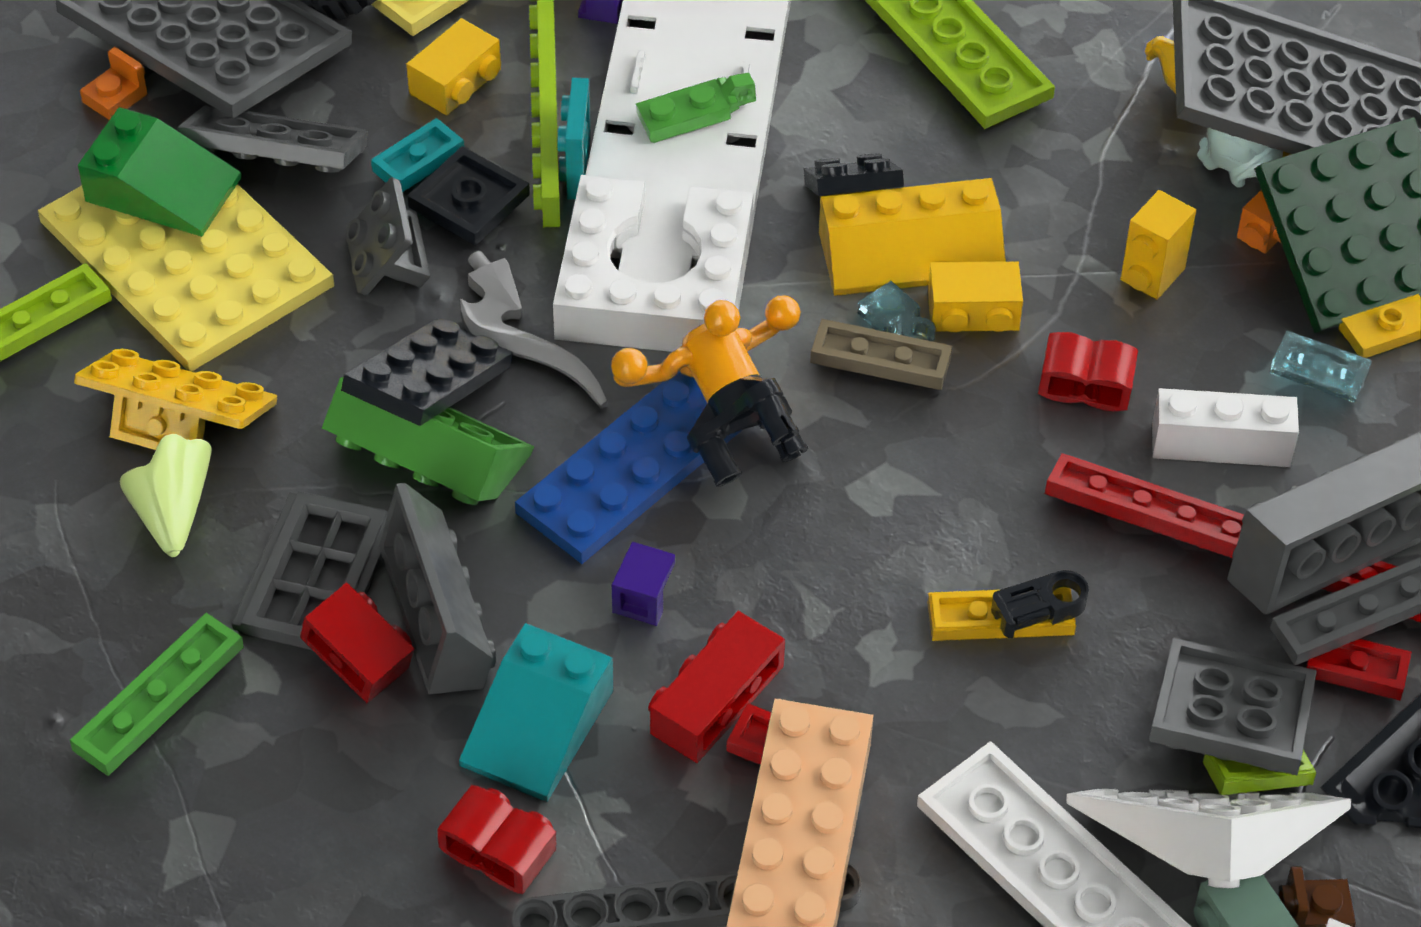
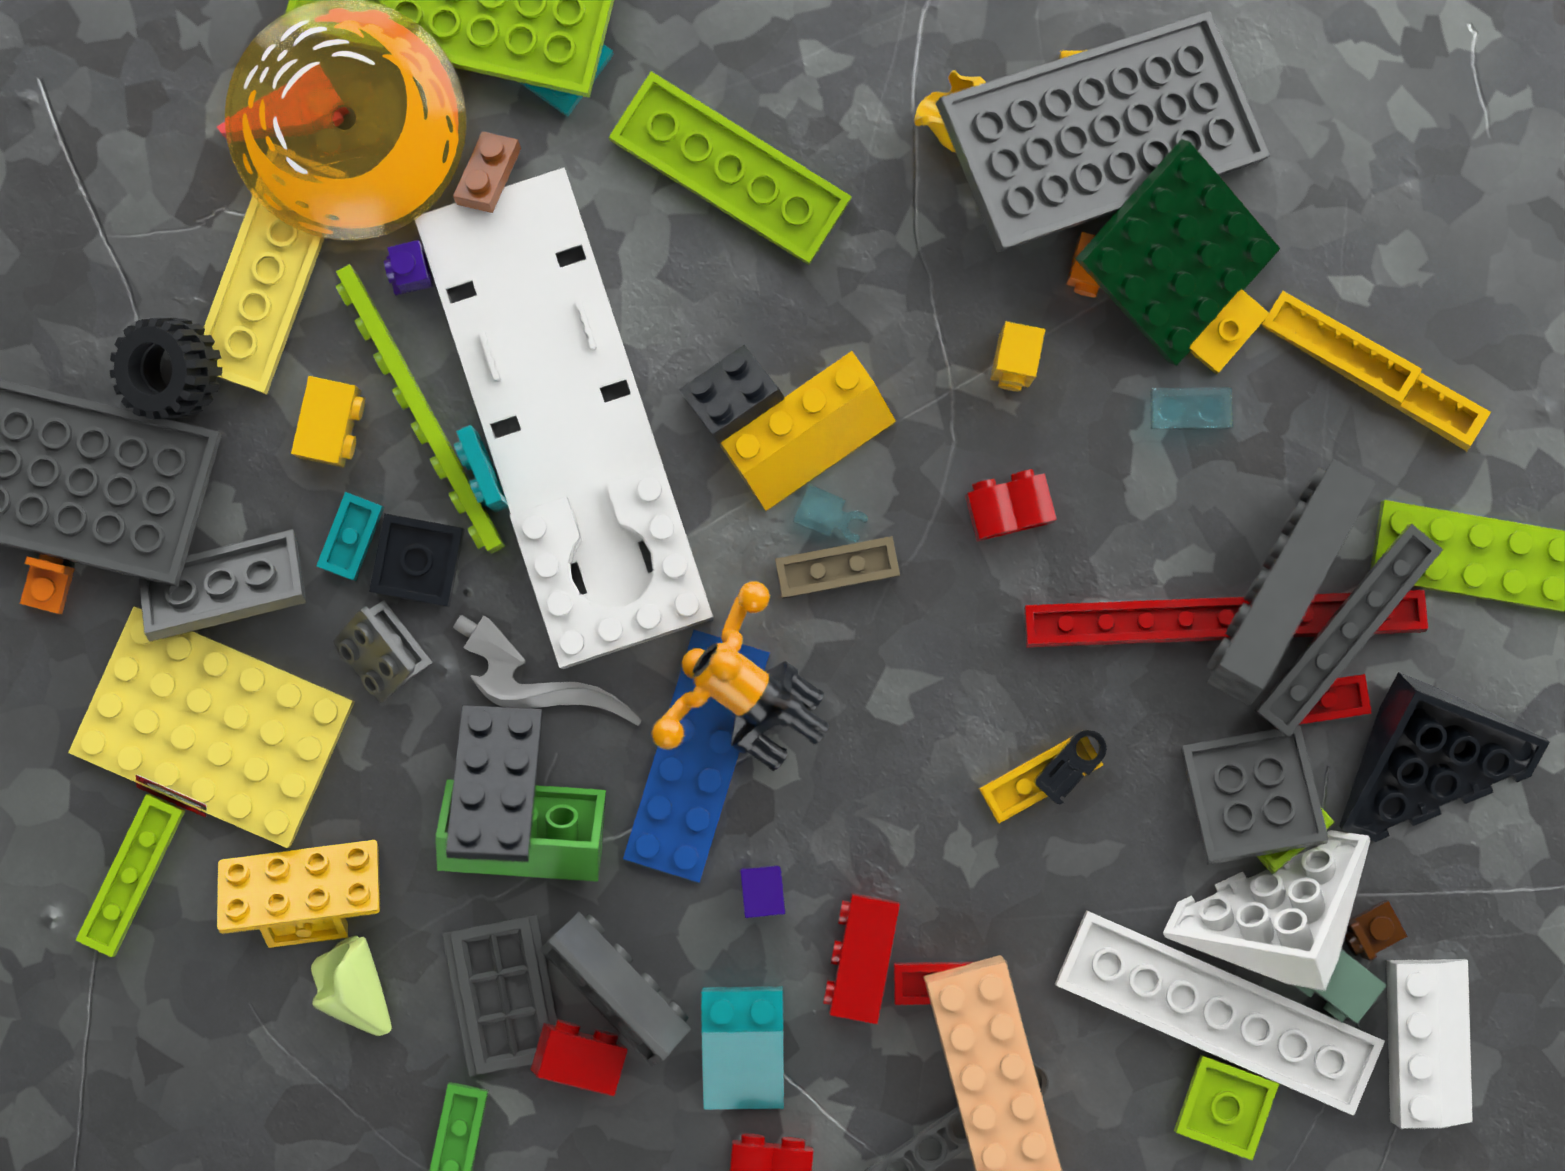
camera: 25 degrees left, 35 degrees up
(114, 276) = (172, 793): none -> sticker
(155, 174) = (155, 684): green slope -> none
(695, 106) = (560, 382): bright green hinge -> none
(975, 296) = (886, 472): yellow brick -> none
(1225, 427) = (1142, 517): white brick -> none

